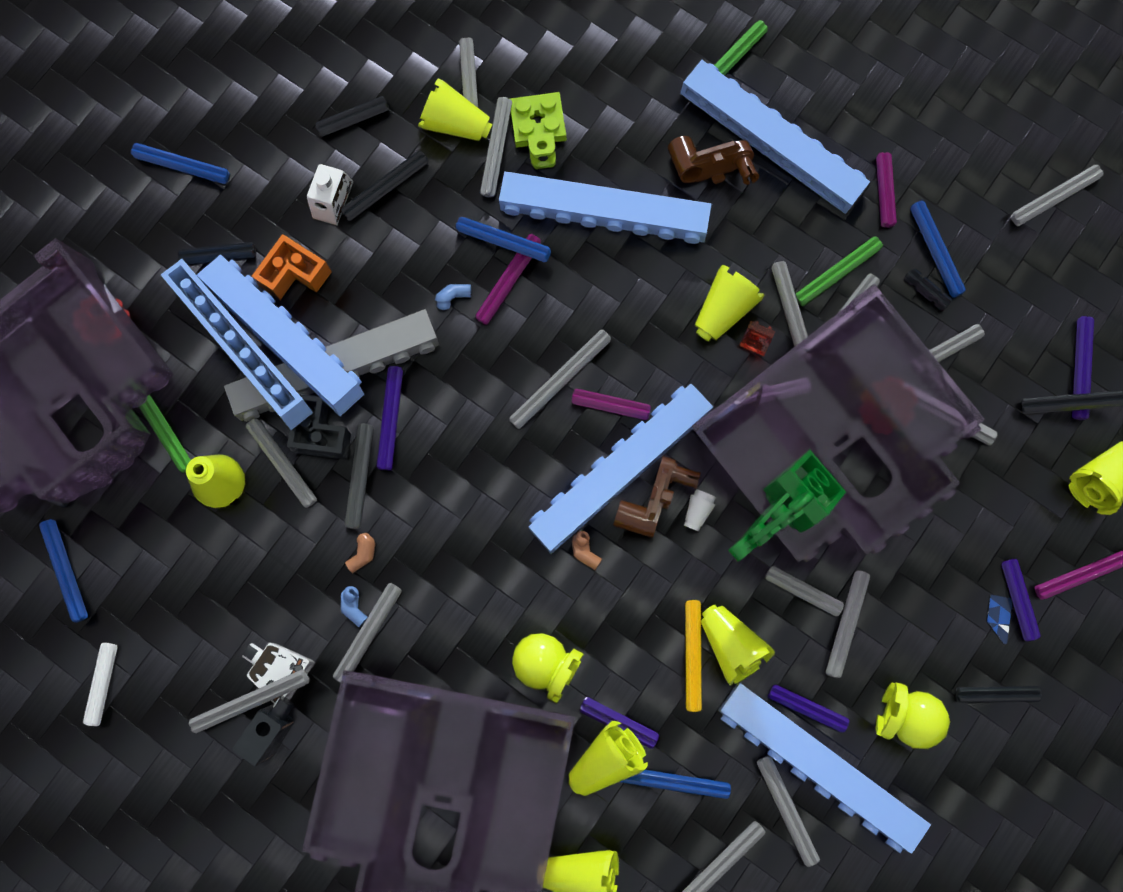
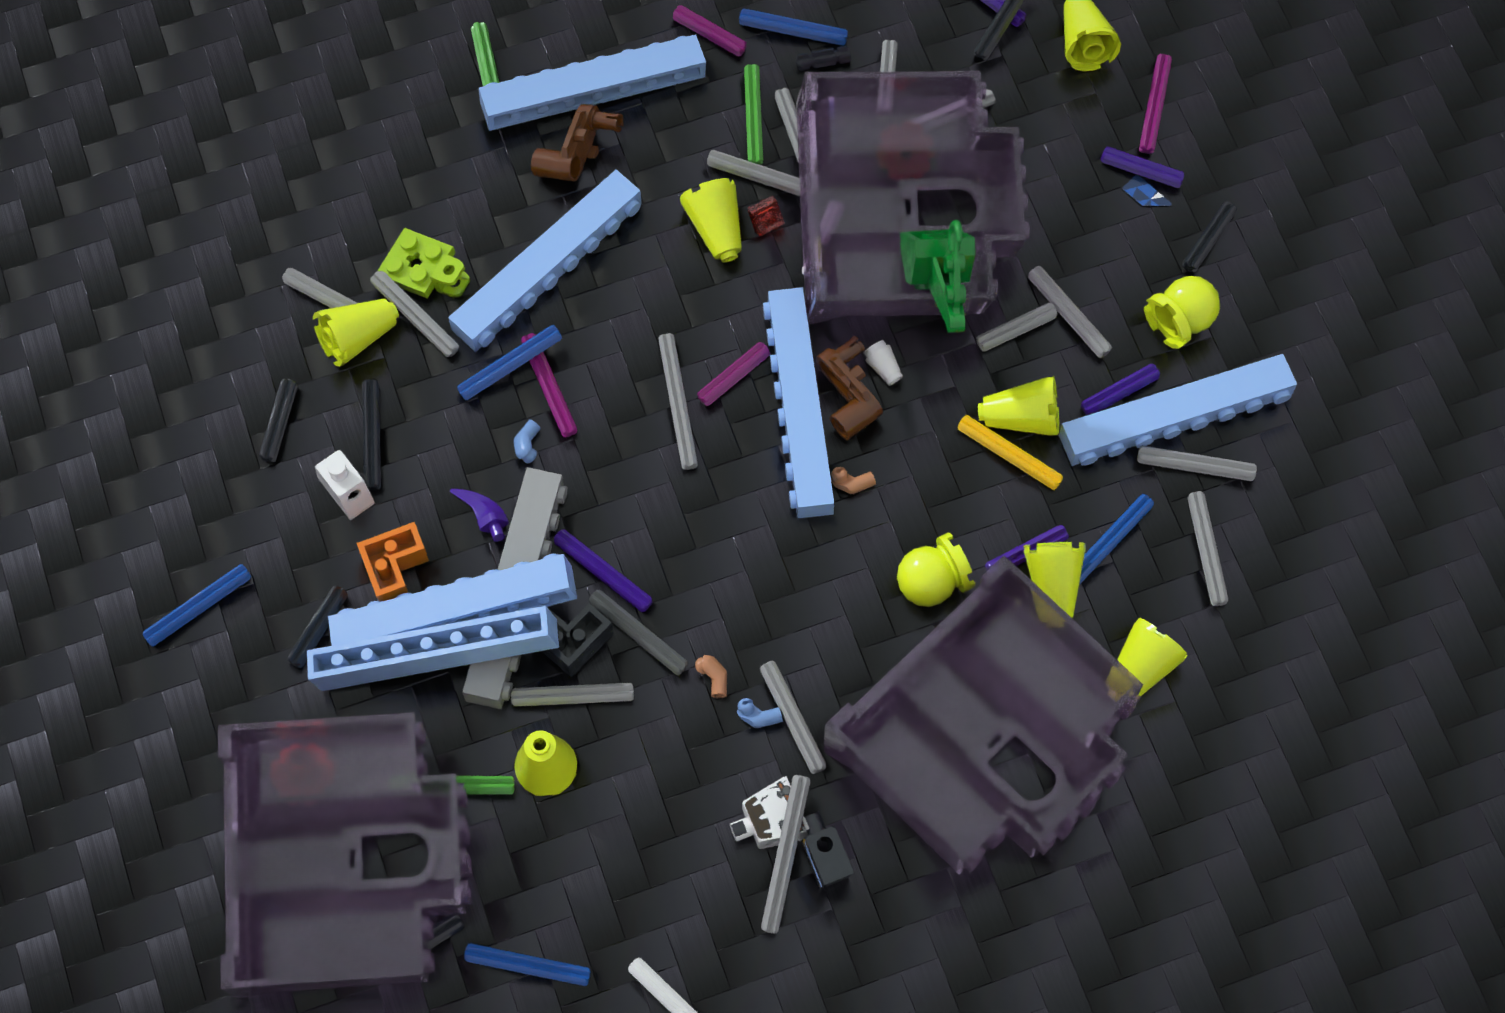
camera: 60 degrees left, 10 degrees down
(380, 306) = (488, 513): none -> dark purple bar

